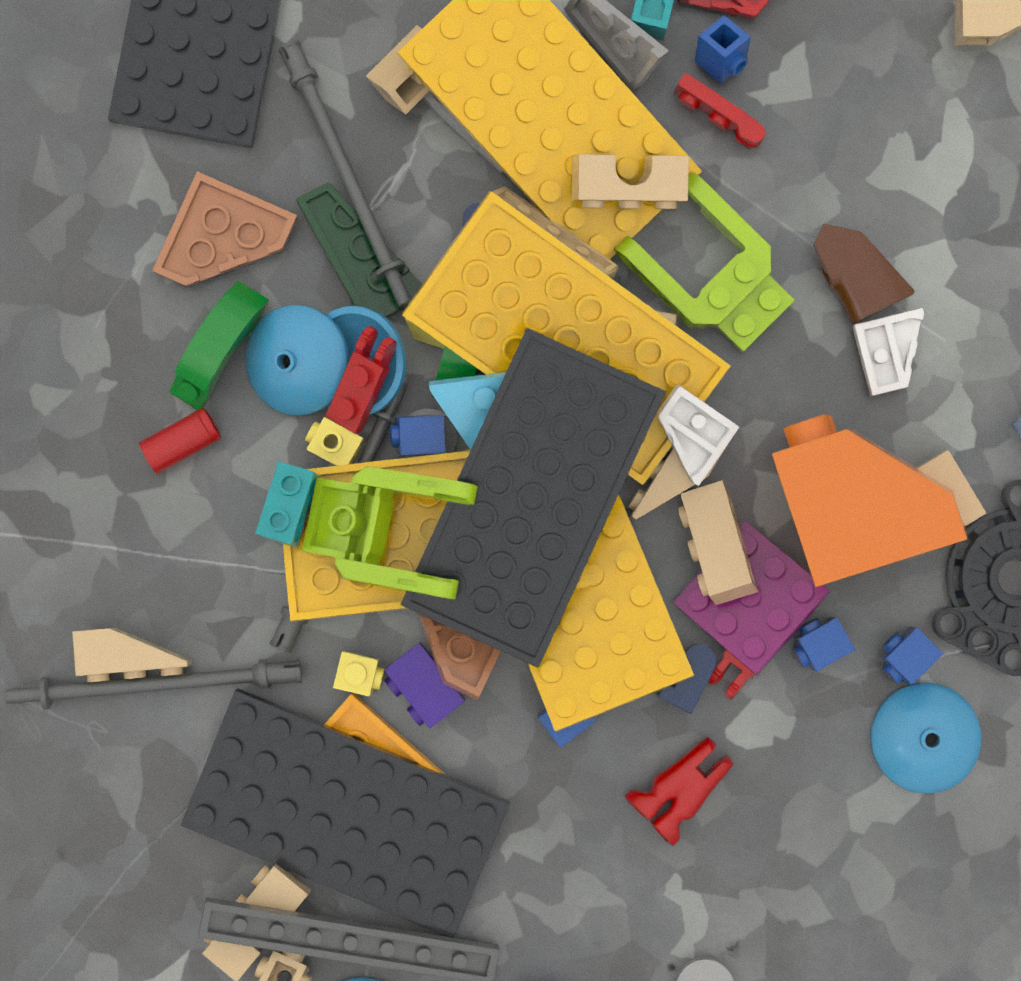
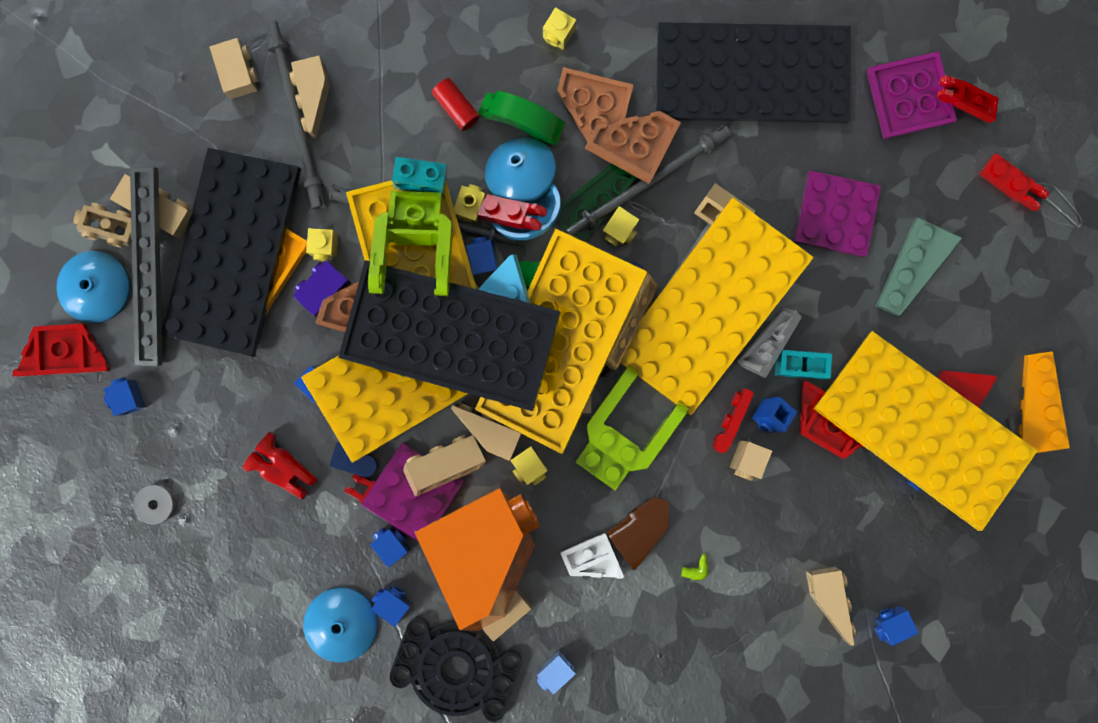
camera: 90 degrees right, 0 degrees up
(66, 766) = (234, 69): none -> tan brick
(93, 267) = (559, 29): none -> light yellow brick
(287, 182) = (635, 143): none -> nougat plate
(409, 227) = (620, 228): none -> light yellow brick
(597, 181) = (676, 389): tan arch -> none
(694, 431) = (514, 437): white wing -> none
(748, 415) = (529, 467): none -> light yellow brick
(783, 95) = (750, 460): none -> tan brick
(934, 201) = (697, 574): none -> lime animal

